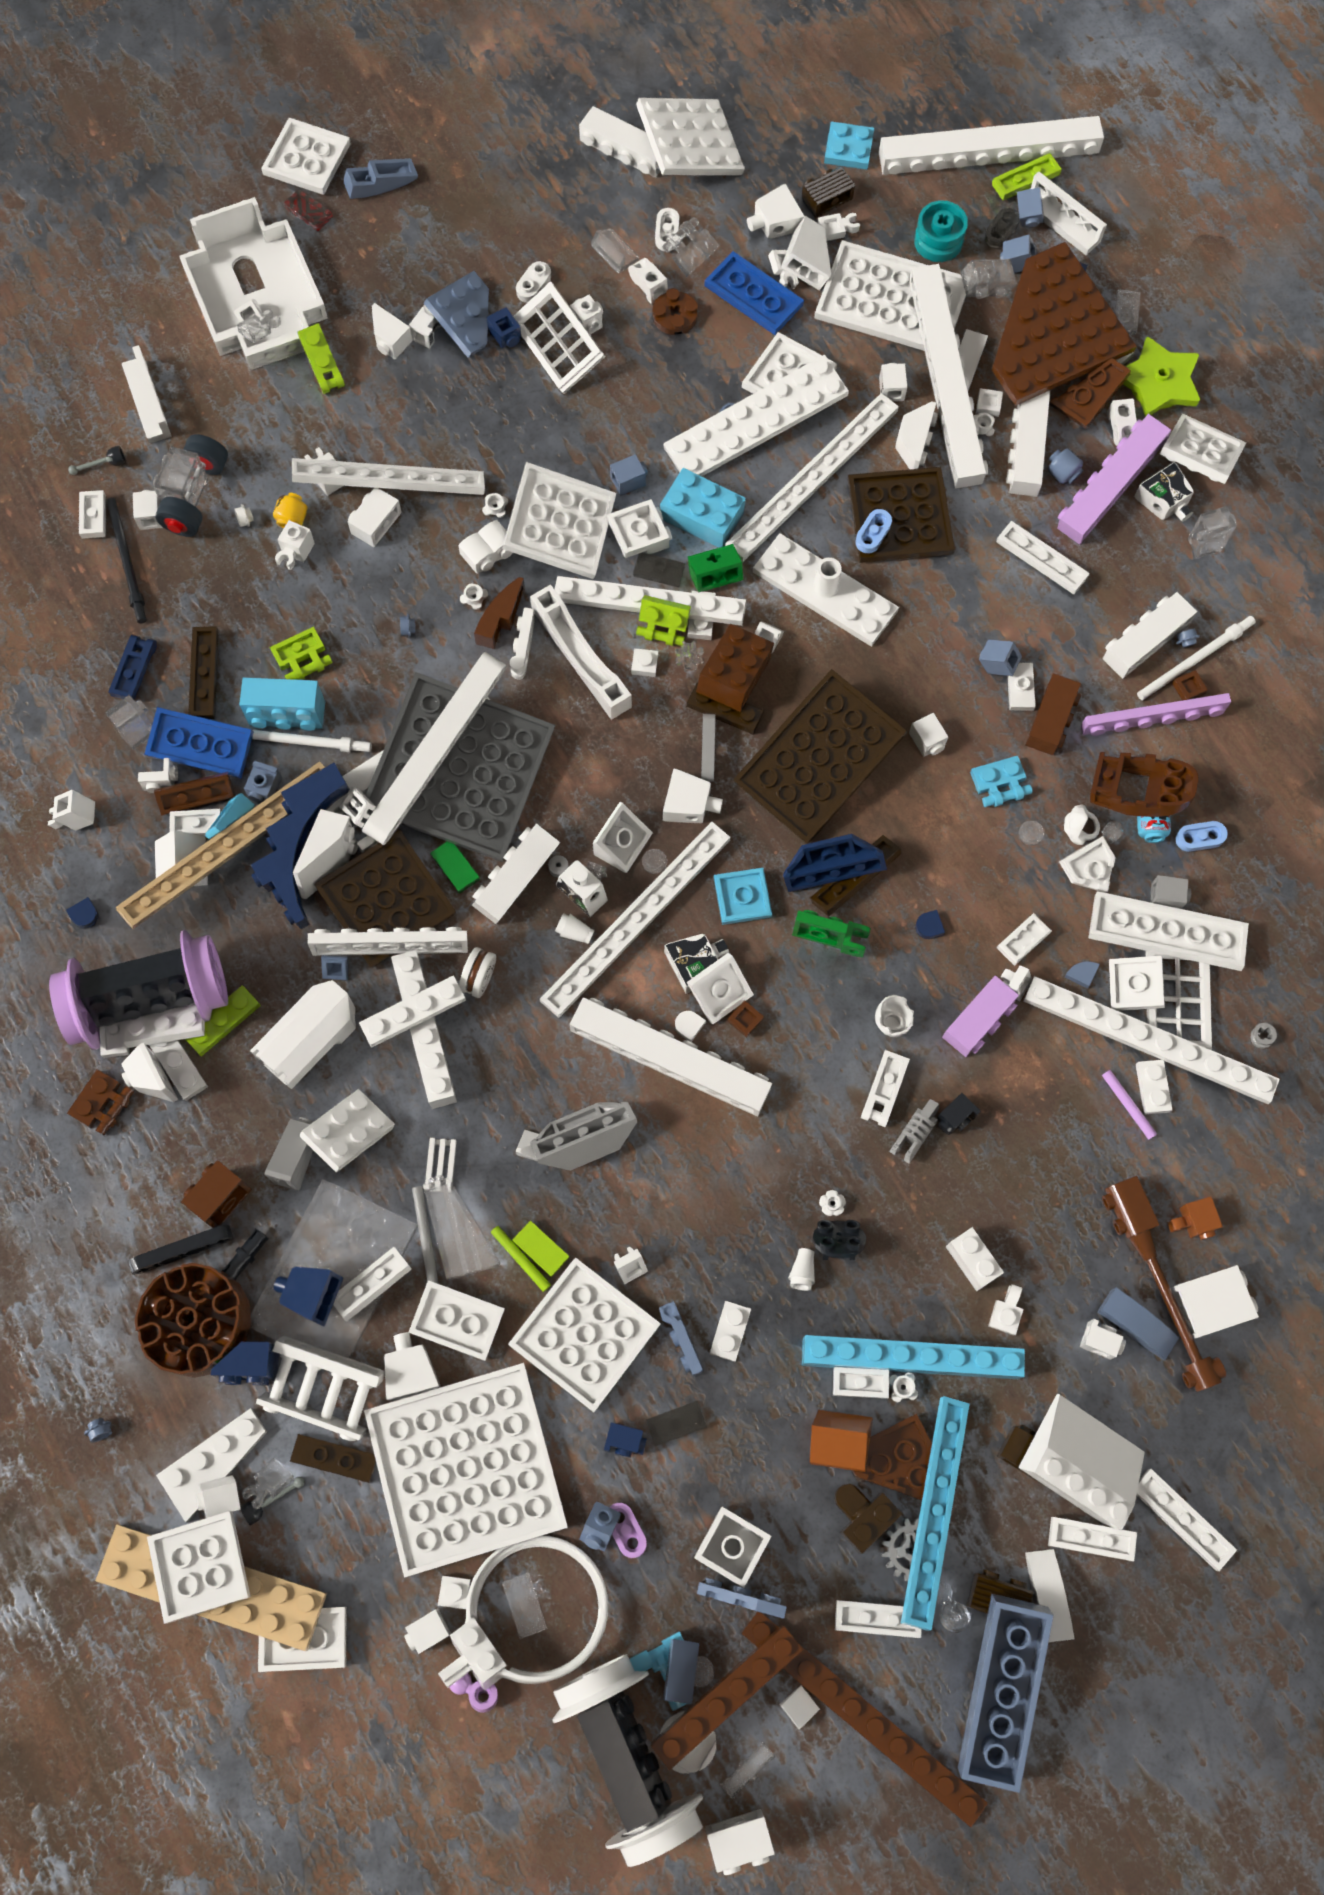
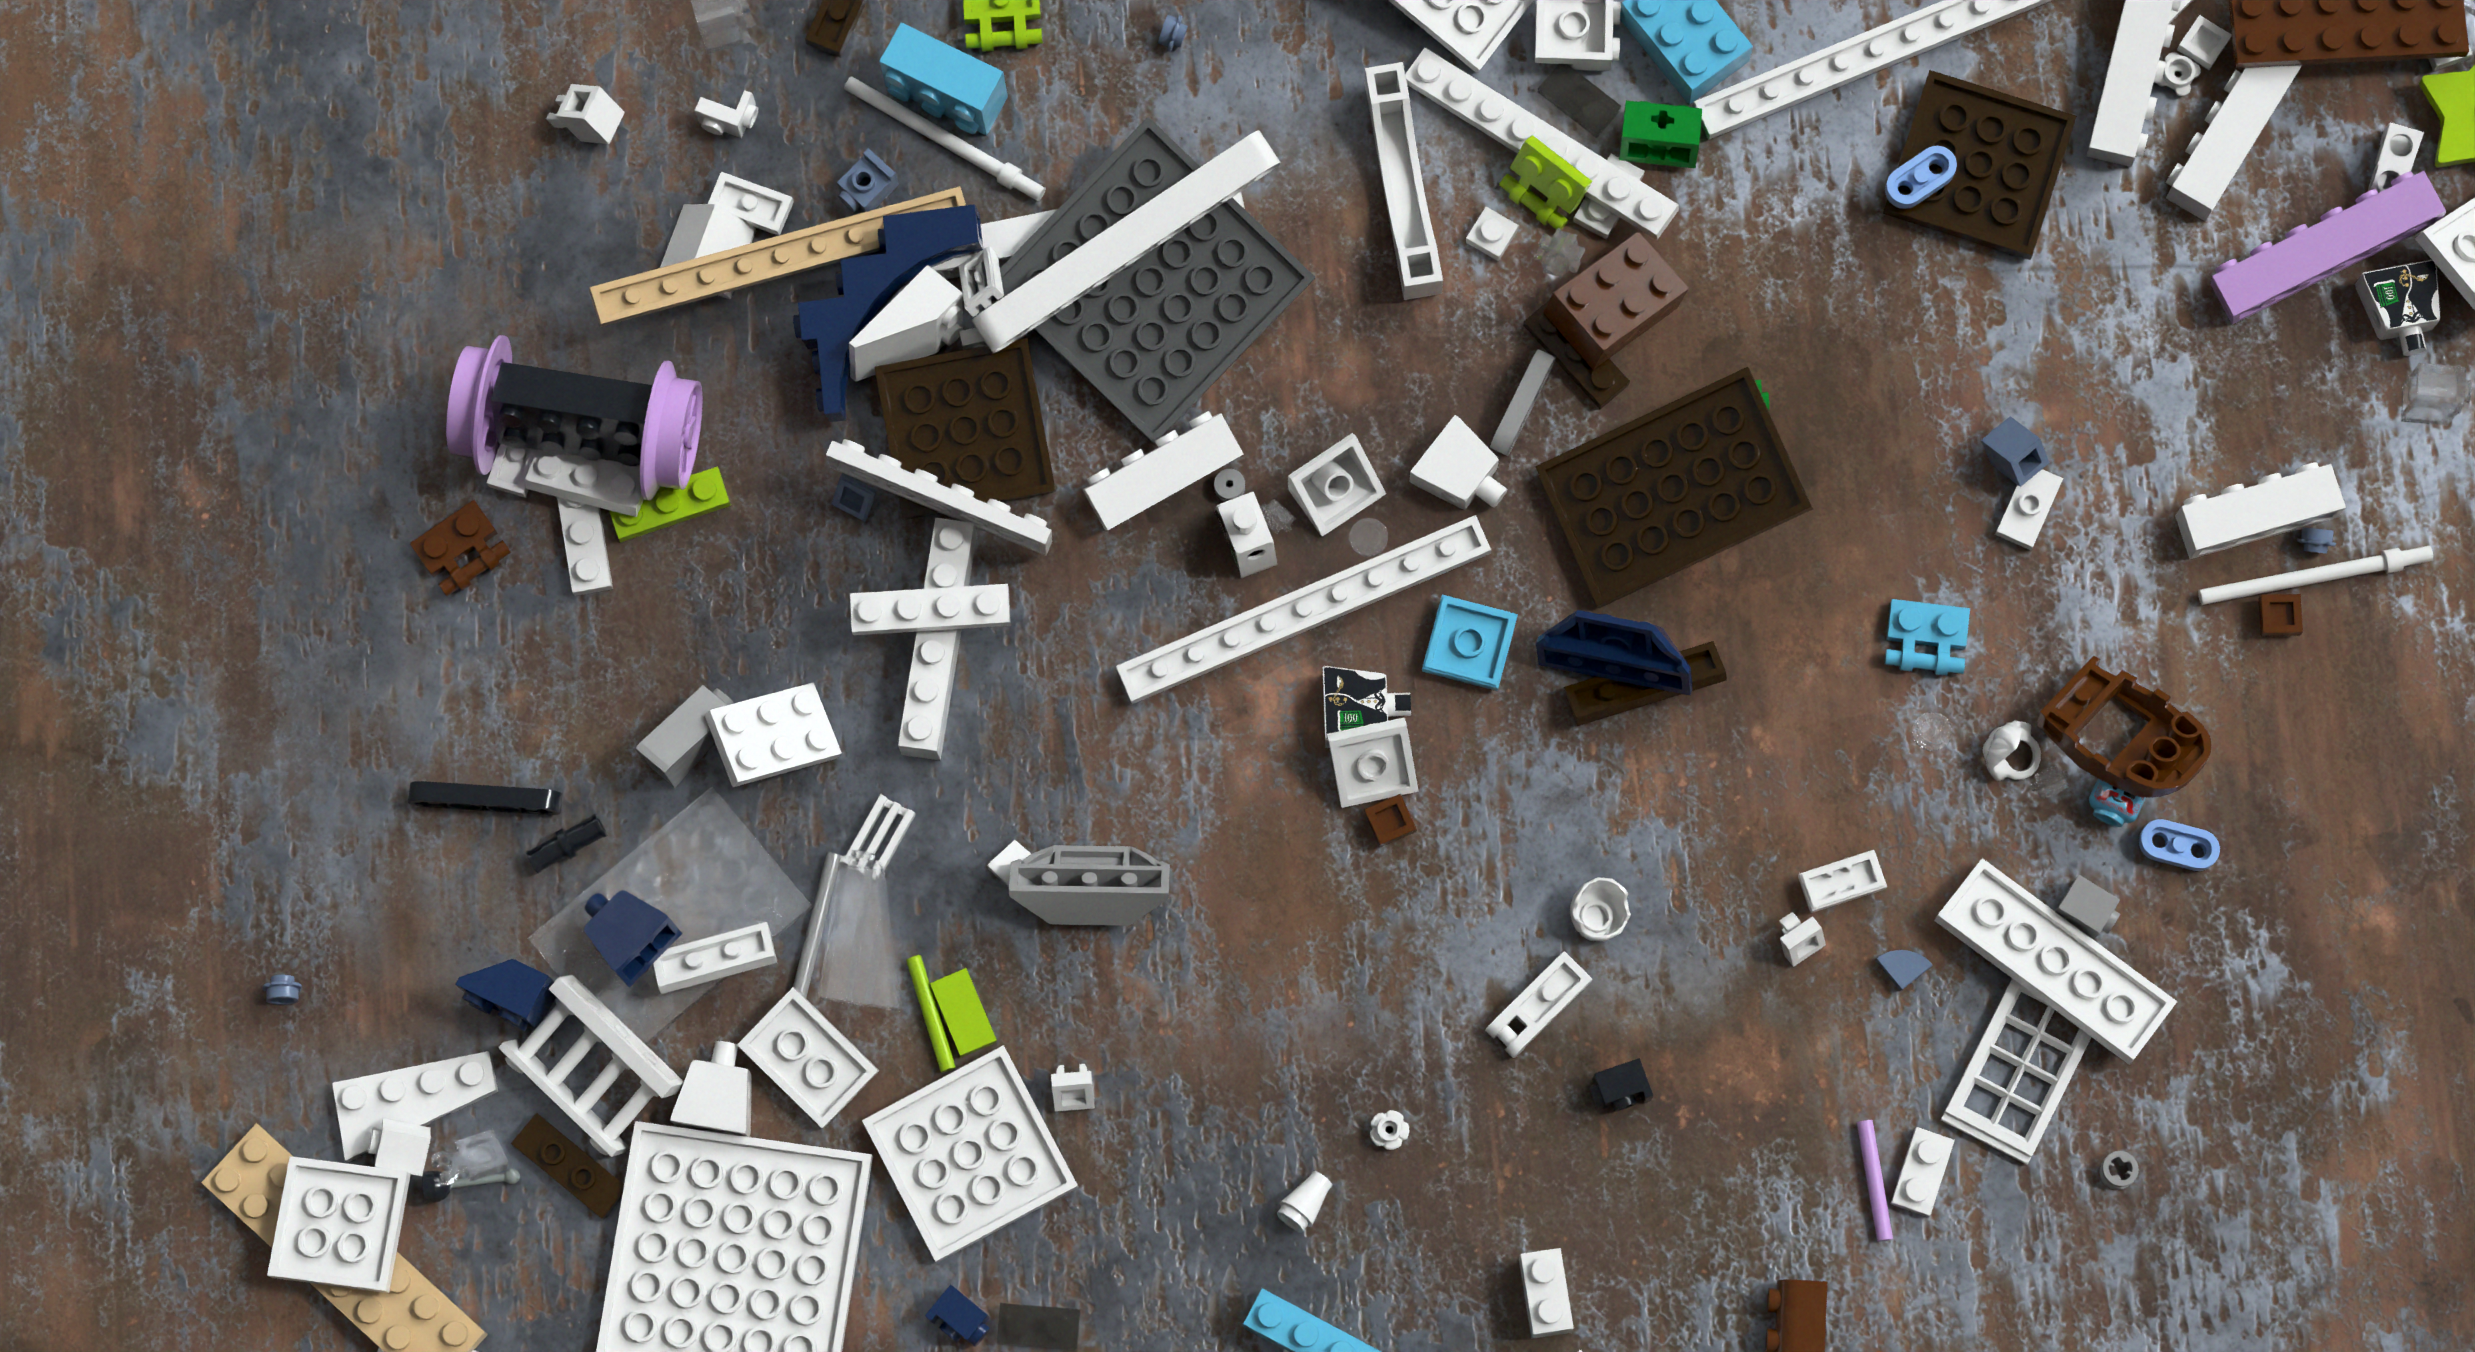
camera: 30 degrees right, 5 degrees up
(83, 913) = (543, 268): dark blue tile -> none
(147, 1075) = (538, 538): white slope -> none
(167, 1314) = (438, 871): reddish brown brick -> none
(194, 793) = (766, 158): reddish brown tile -> none
(199, 742) = (803, 86): blue plate -> none
(215, 1194) = (561, 745): reddish brown brick -> none
(232, 812) = (807, 210): medium azure slope -> none
(307, 1032) = (776, 575): white brick -> none
(455, 866) = (1084, 422): green tile -> none
(469, 591) = (1292, 16): white plate -> none
(477, 972) = (1045, 591): white head -> none
(499, 614) = (1314, 71): reddish brown slope -> none
(522, 644) = (1326, 132): white plate -> none
(574, 929) = (1209, 586): white cone -> none
(670, 1056) = (1260, 827): white brick -> none
(681, 1338) = (1098, 1218): sand blue hinge -> none
(688, 1024) = (1308, 793): white tile -> none
(730, 1331) = (1168, 1238): white plate -> none
(769, 632) = (1693, 267): white slope -> none
(825, 589) = (1825, 259): white plate -> none
(830, 932) = (1565, 750): green plate -> none
(839, 1239) = (1372, 1182): black plate -> none
(915, 435) = (2064, 49): white slope -> none
(917, 1130) = (1554, 1082): light grey hinge -> none
(928, 735) = (1852, 523): white brick -> none
(929, 925) = (1717, 801): dark blue tile -> none
(981, 1017) = (1724, 965): lavender brick -> none
(1042, 557) = (2161, 322): white plate -> none
(1054, 714) = (2054, 570): reddish brown brick -> none
(1065, 466) = (2268, 194): sand blue head -> none
(1089, 397) = (2367, 96): reddish brown wing -> none
(1090, 865) = (1993, 817): white plate -> none
(1137, 983) = (1970, 1015): white plate -> none
(1152, 1040) = (1949, 1104): white plate -> none
(1161, 713) = (2221, 640): lavender plate -> none

